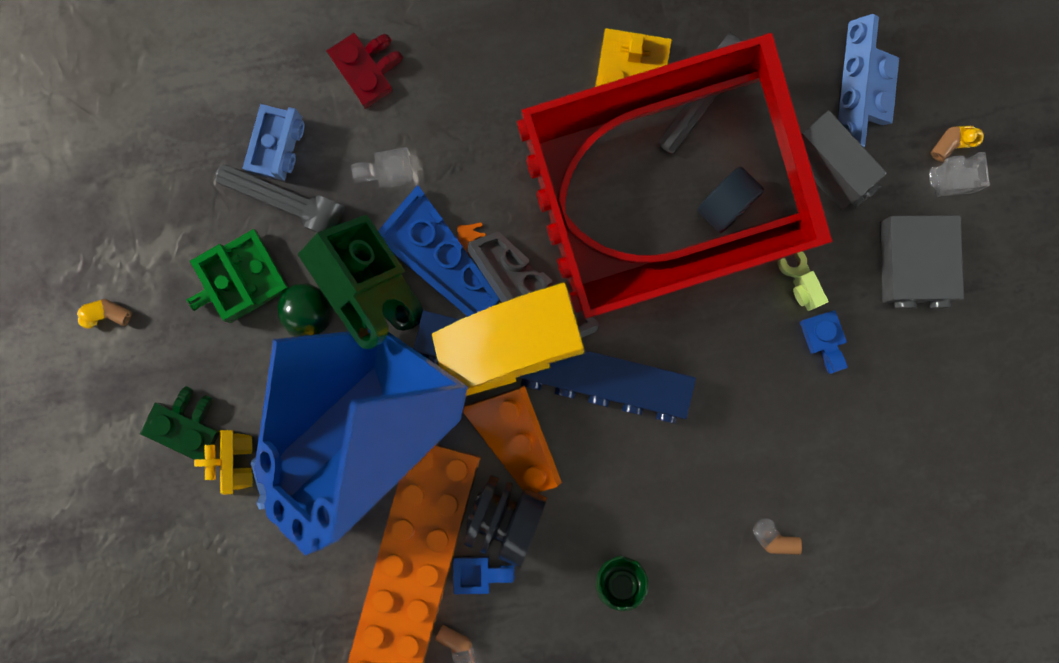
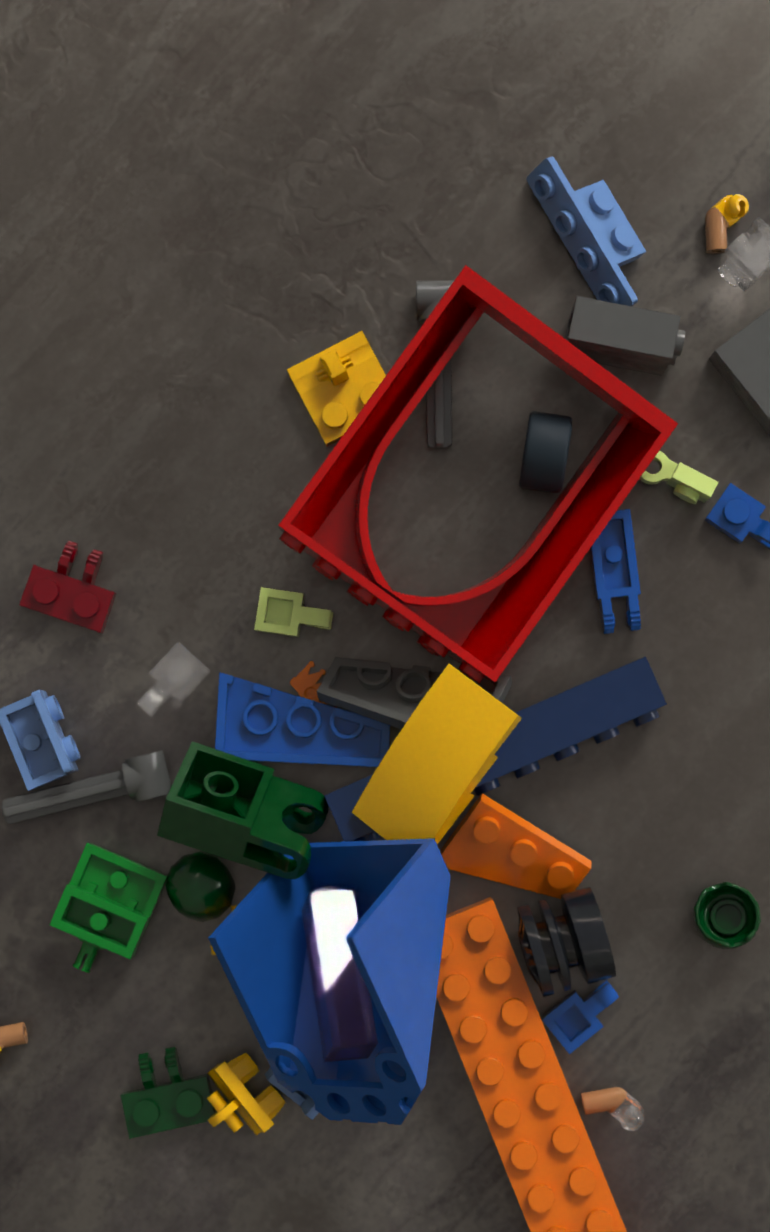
camera: 40 degrees left, 0 degrees up
(321, 460) = (338, 987): none -> clear purple brick
(488, 179) = (284, 612): none -> yellowish green plate
(719, 309) = (616, 570): none -> blue hinge

